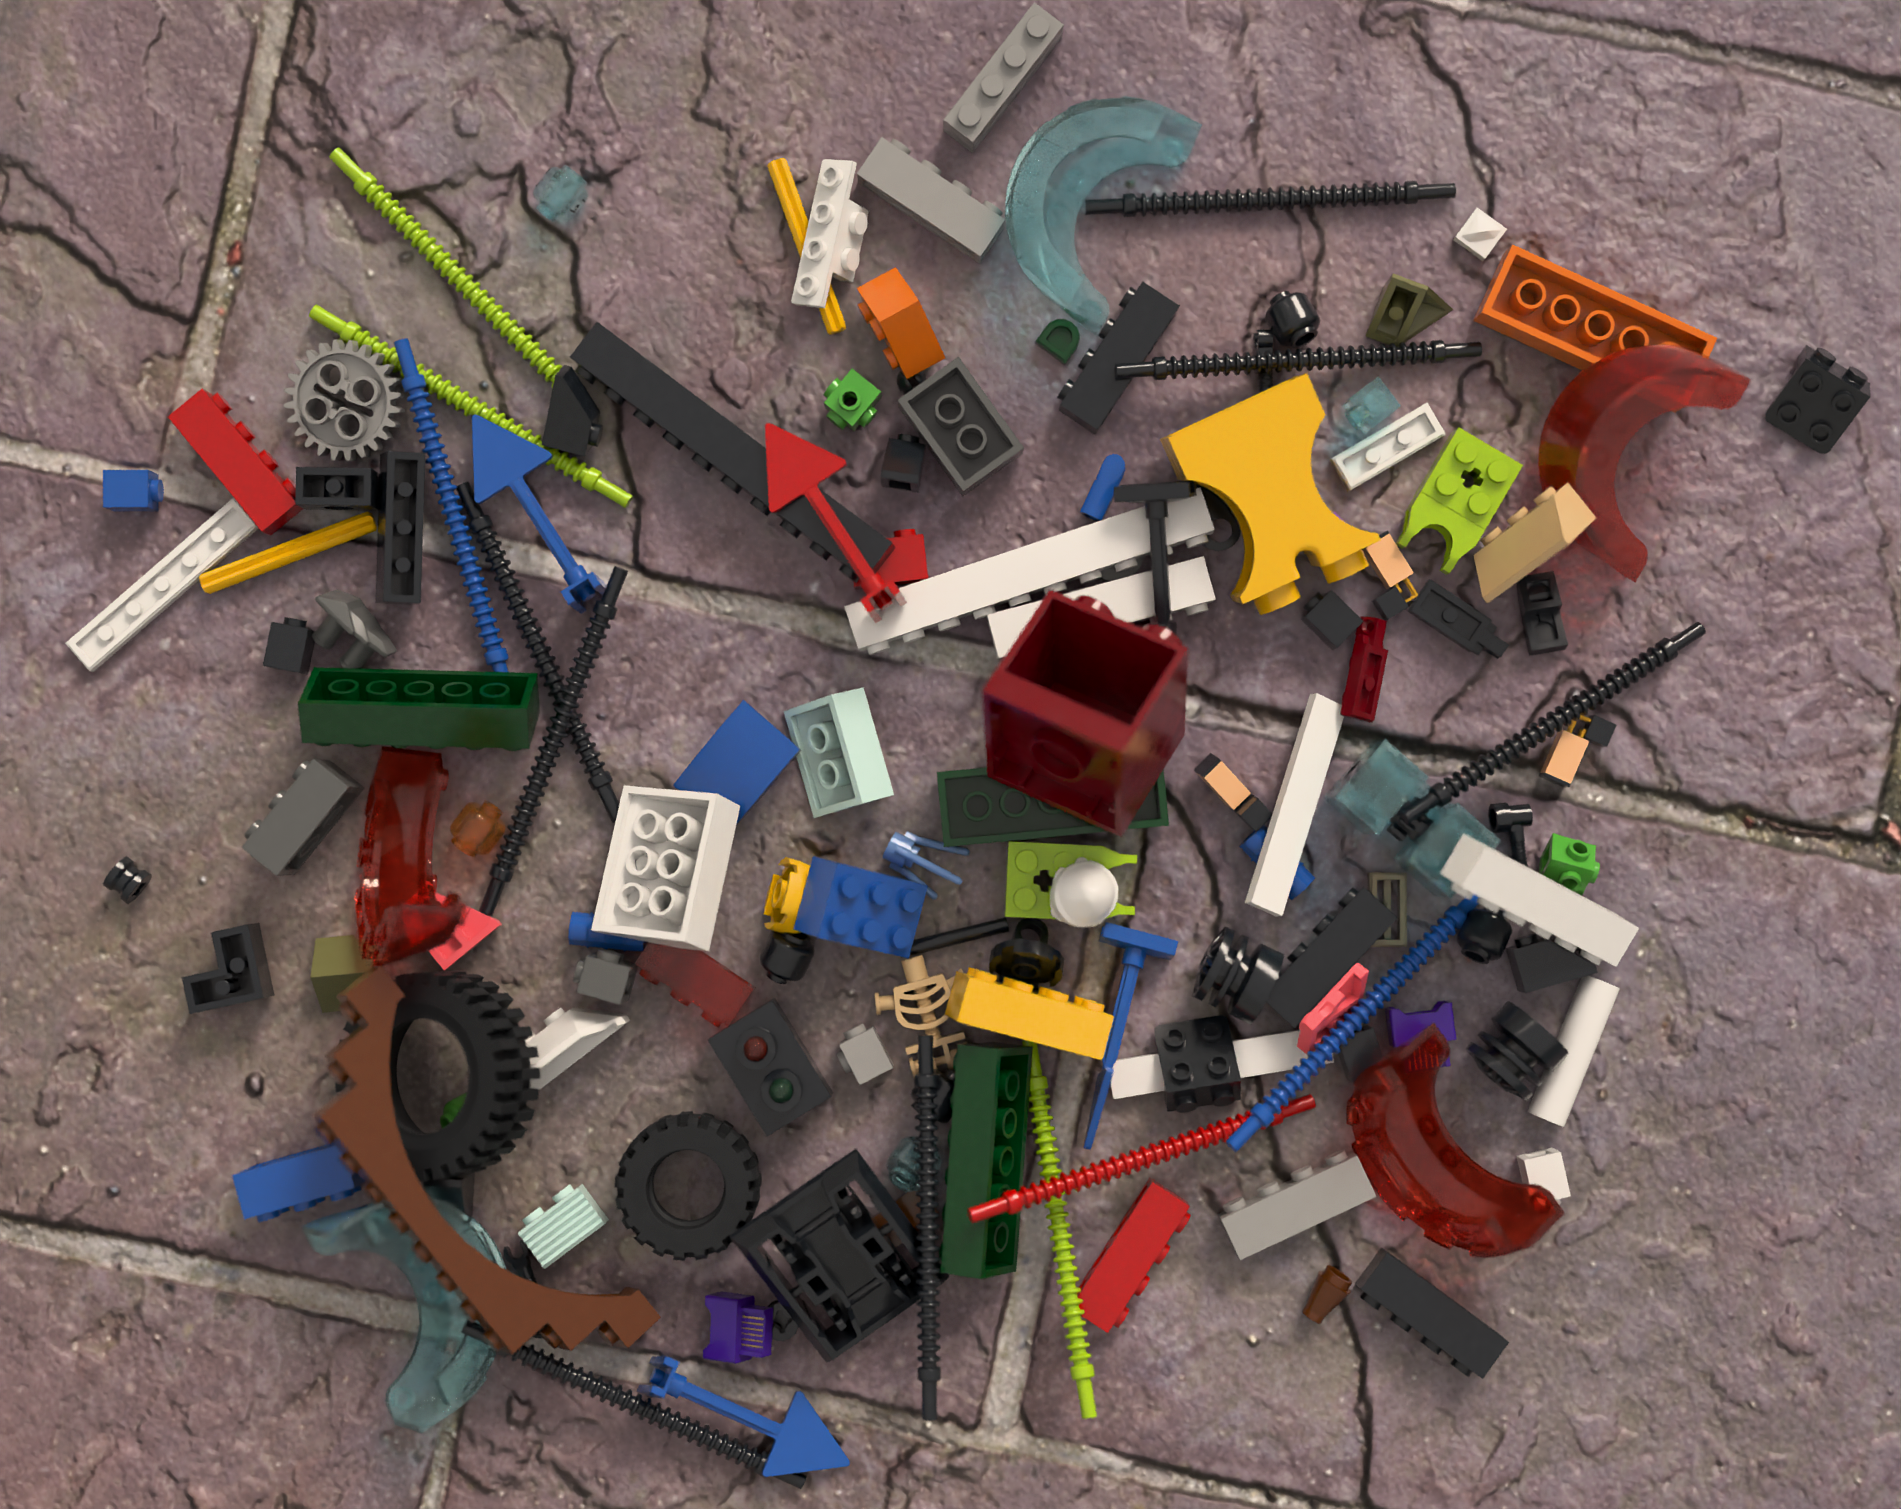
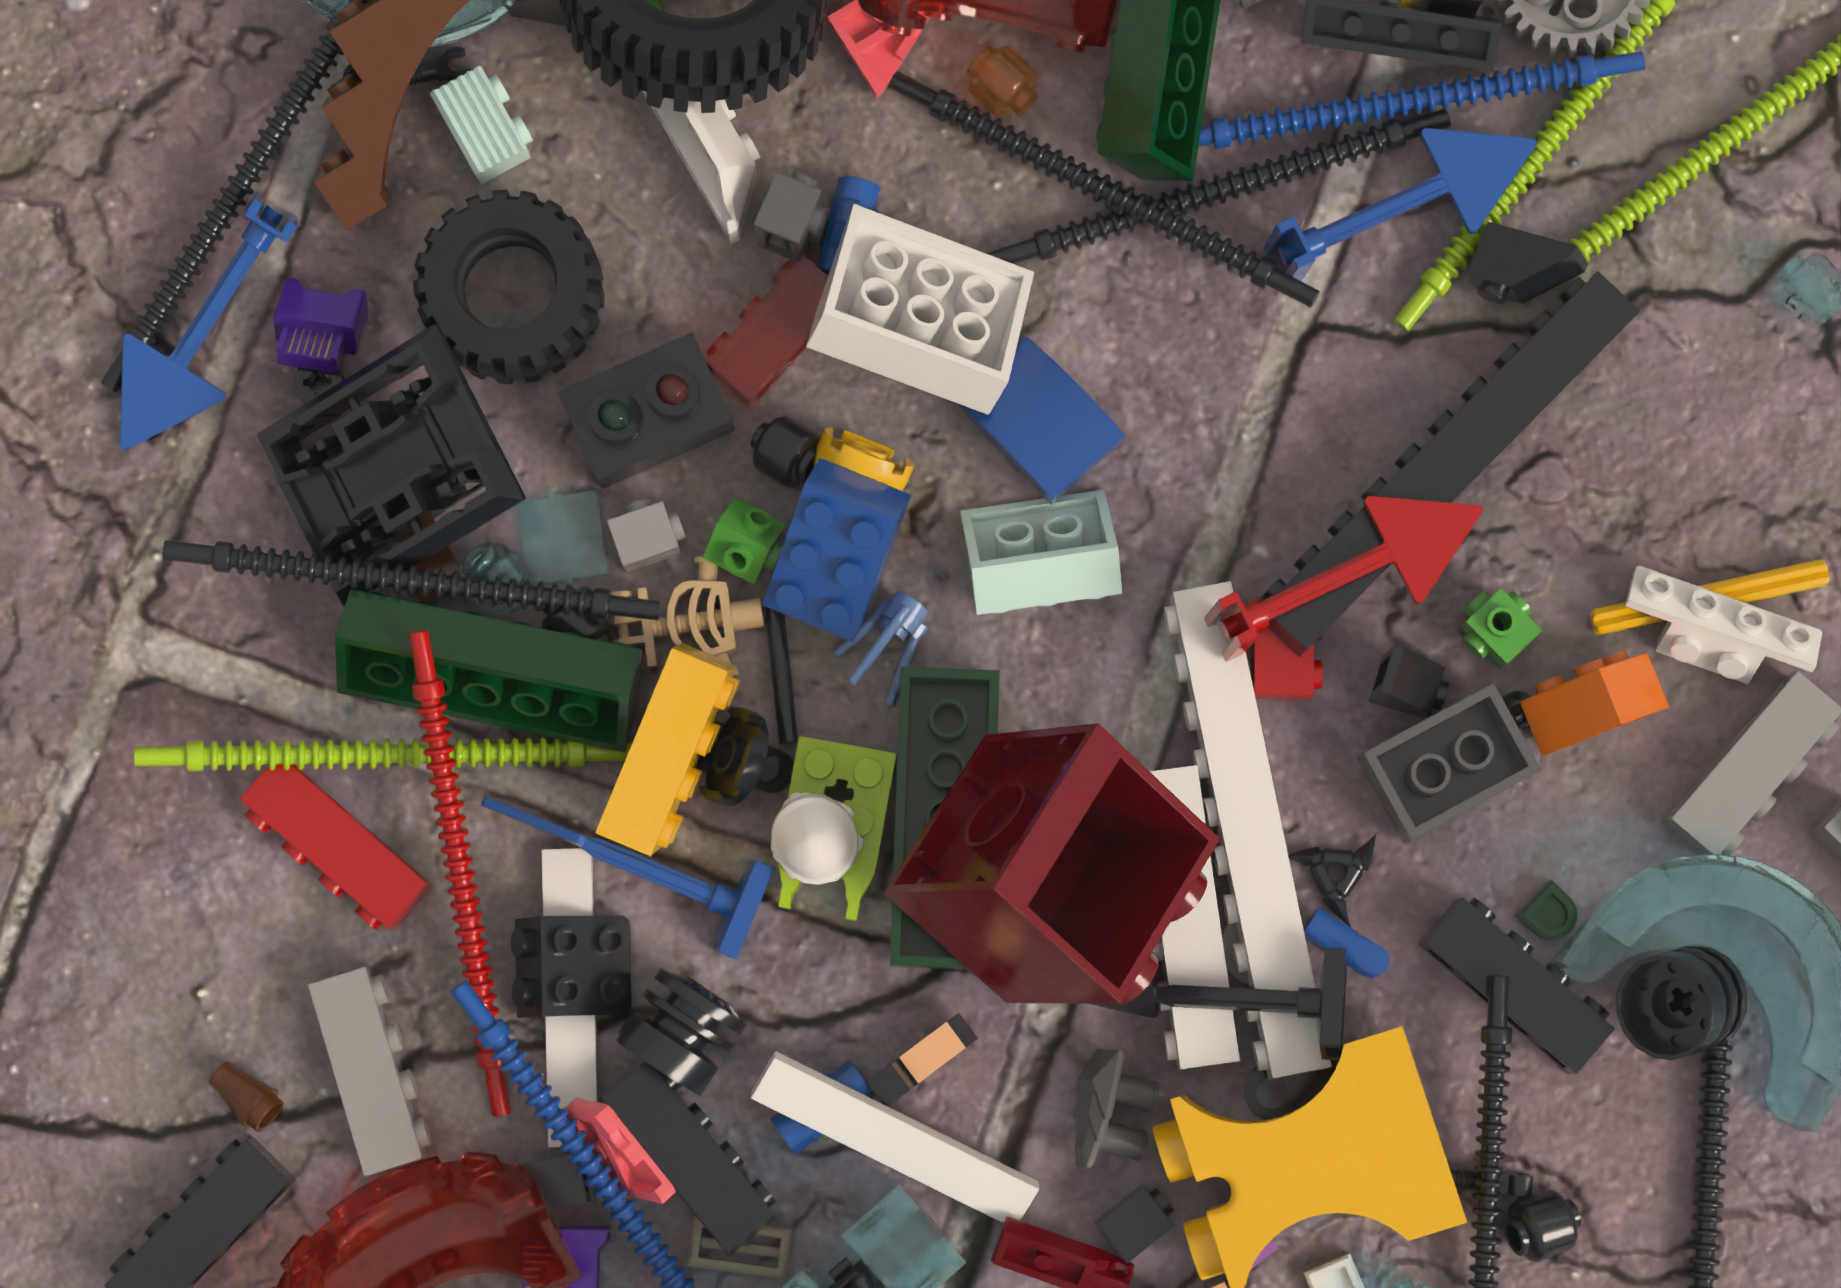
camera: 100 degrees right, 5 degrees down
(860, 977) = (745, 541): none -> bright green brick
(873, 1116) = (563, 537): none -> clear light blue piece
(1041, 490) = (1333, 891): none -> black piece
(1126, 249) = (1657, 1007): none -> black wheel
(1236, 657) = (1099, 1089): none -> dark grey connector

